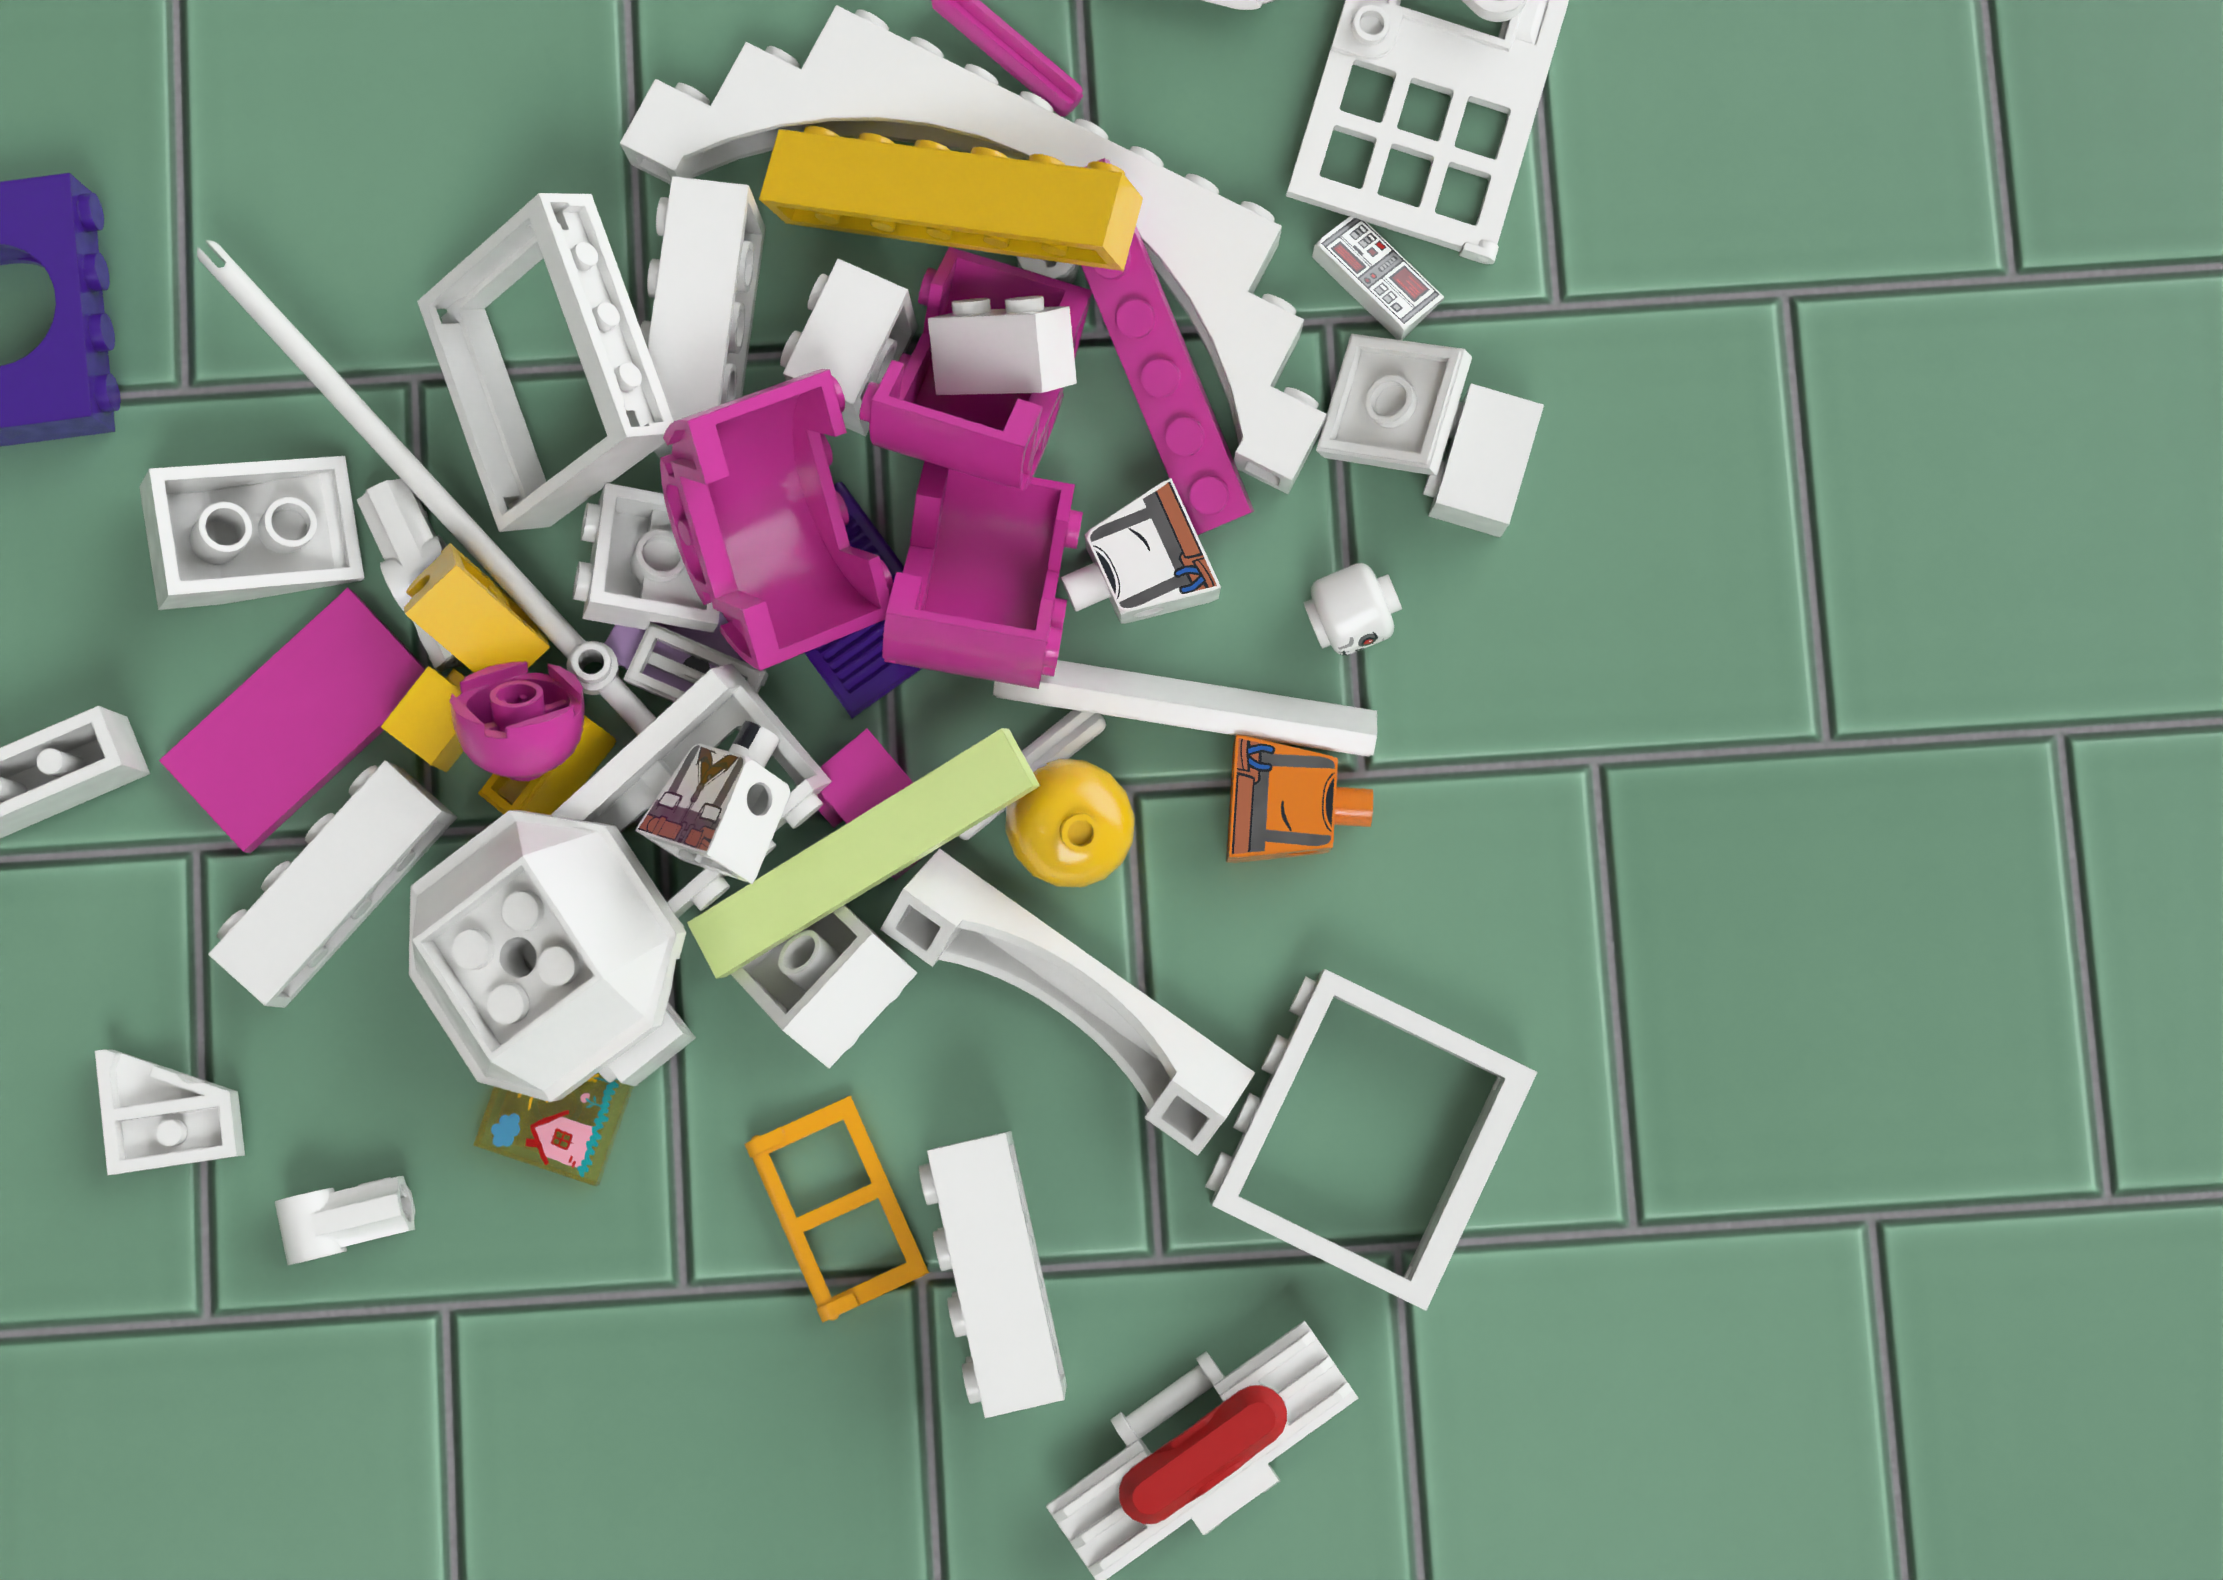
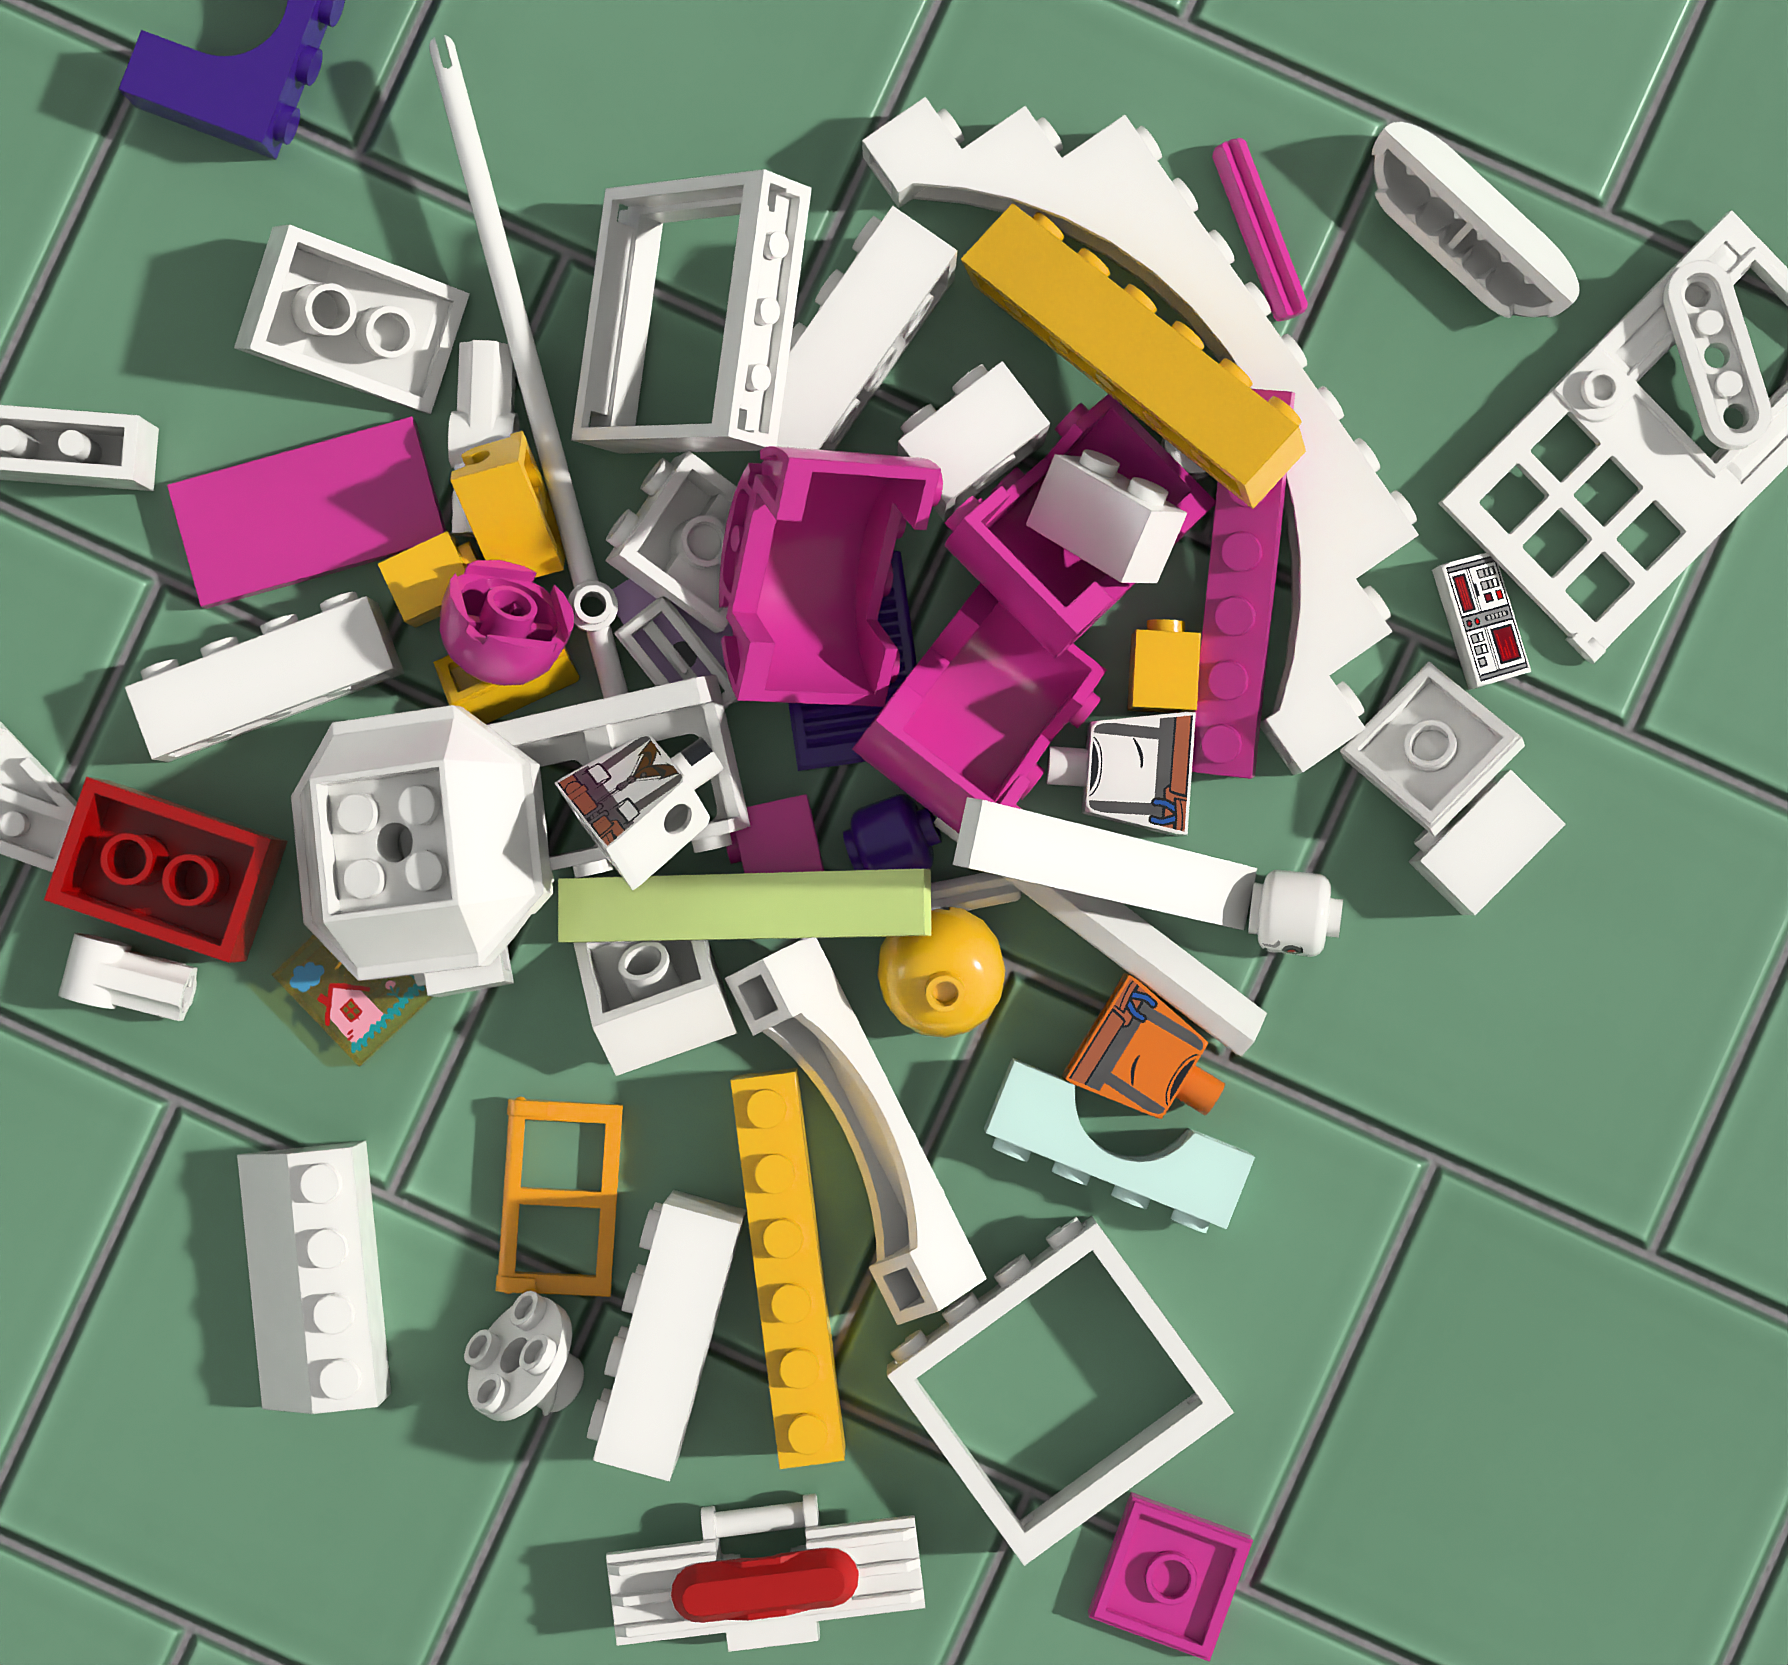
camera: 25 degrees right, 5 degrees up
(327, 1098) = (165, 870): none -> red brick
(651, 1398) = (314, 1278): none -> white slope
(880, 1369) = (524, 1361): none -> white plate
(960, 722) = (892, 835): none -> dark purple head
(1073, 1158) = (788, 1268): none -> yellow brick
(1123, 456) = (1164, 668): none -> yellow brick
(1156, 642) = (1103, 864): none -> white tile
(1391, 885) = (1191, 1175): none -> light aqua arch
(1563, 1255) = (1170, 1576): none -> dark pink tile

